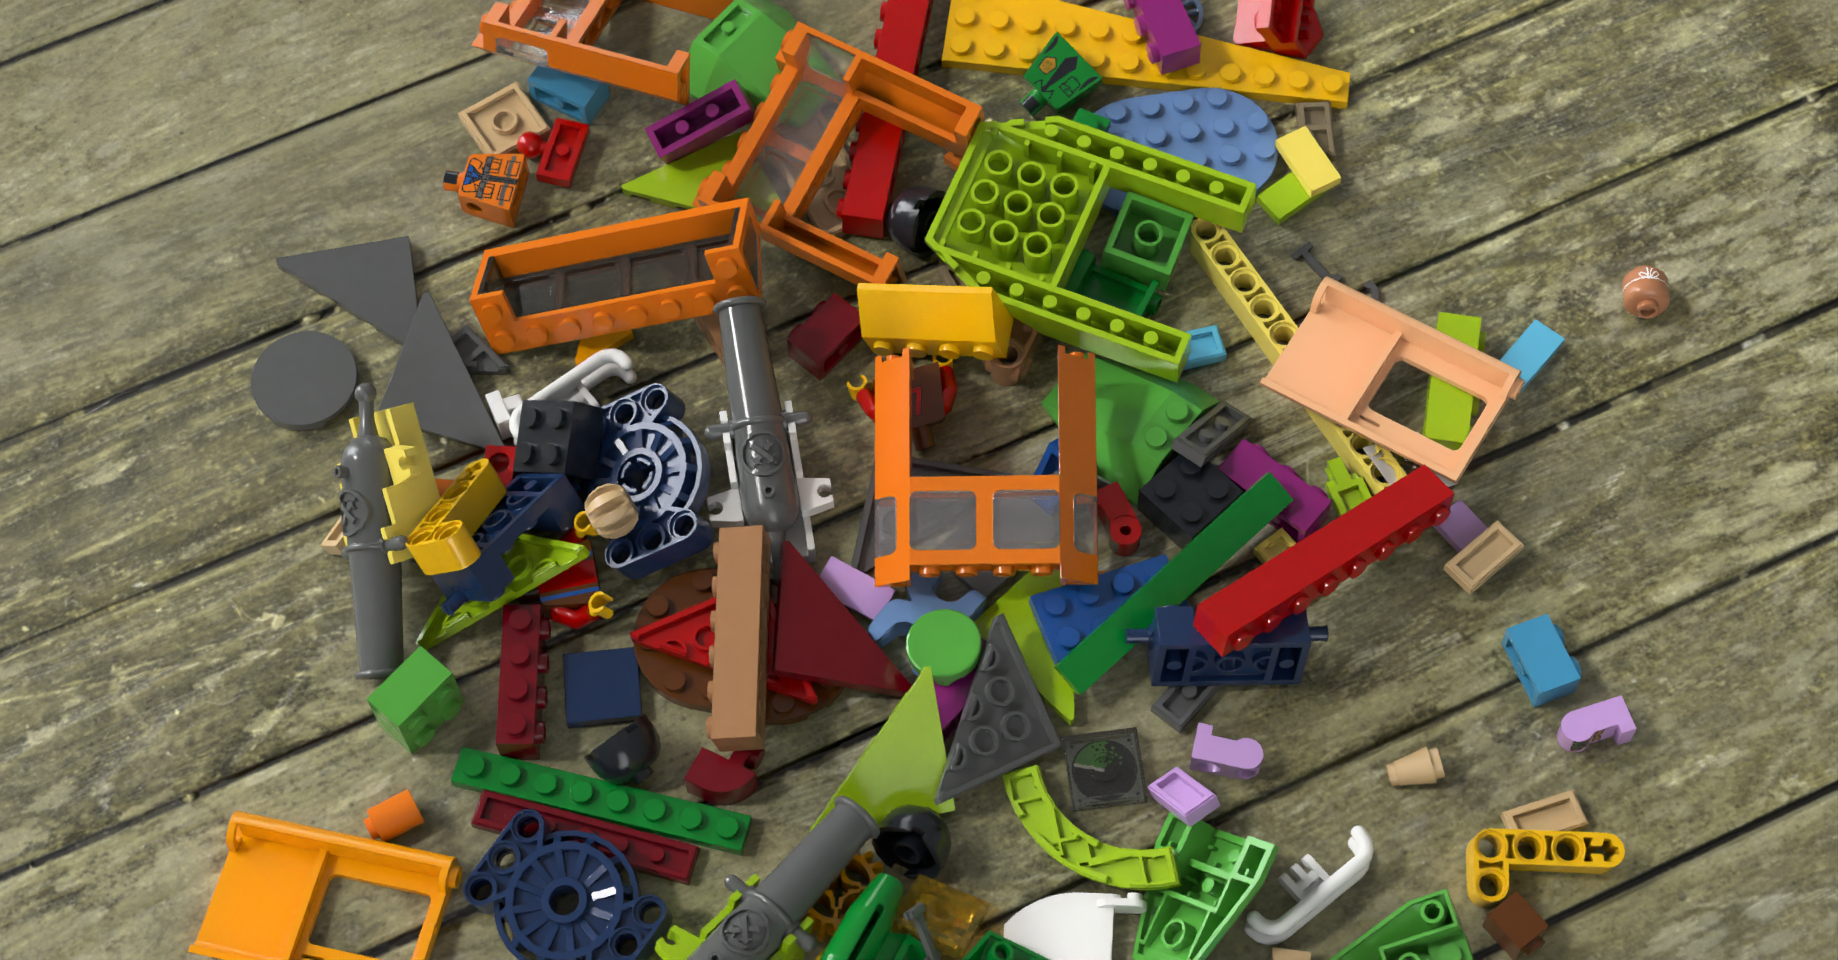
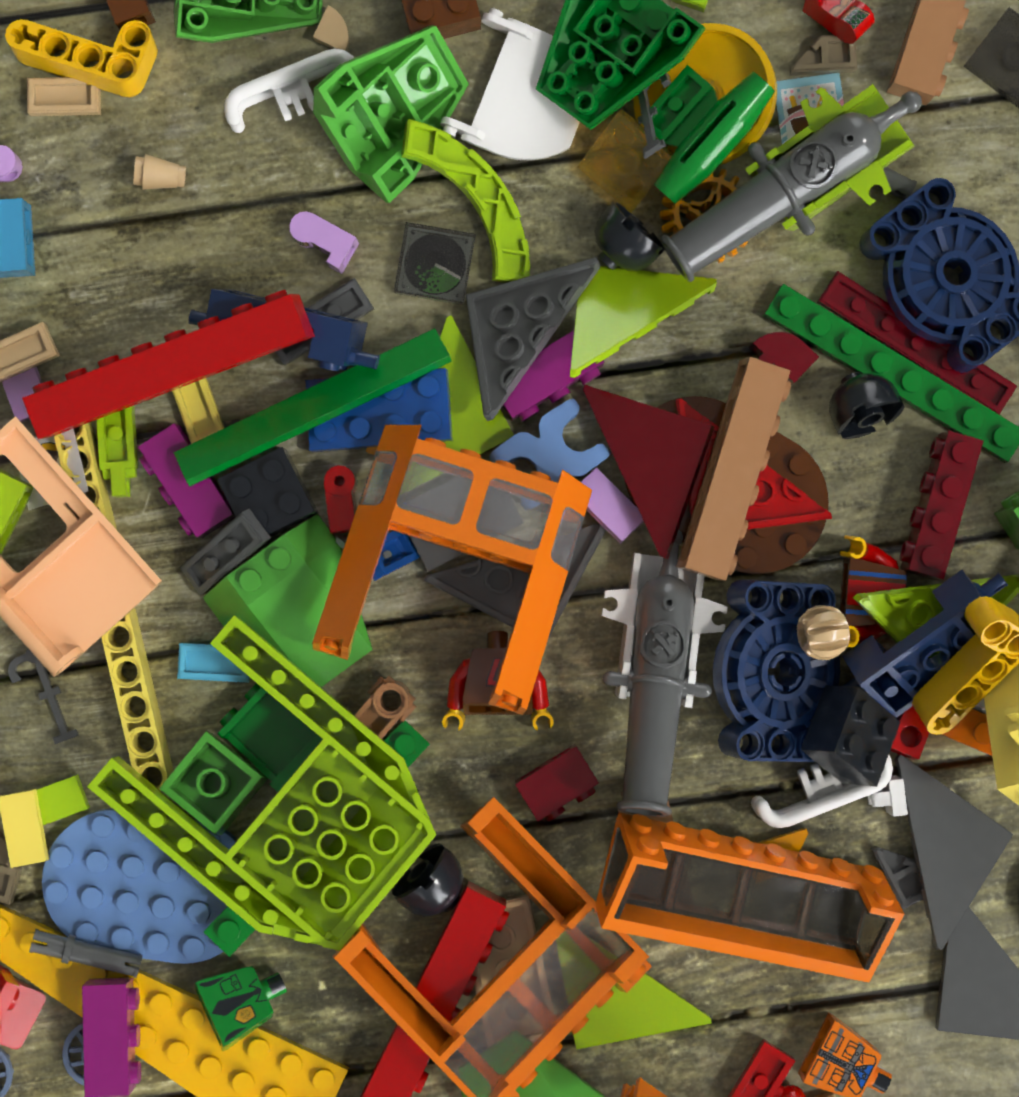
camera: 165 degrees left, 25 degrees up
(601, 687) = (866, 483): dark blue tile -> none
(701, 122) = (615, 1061): magenta brick -> none
(934, 320) = (453, 749): yellow slope -> none
(946, 643) = (547, 406): bright green tile -> none
(1183, 796) = (375, 204): lavender tile -> none
(1208, 78) = (85, 953): none -> dark grey pin

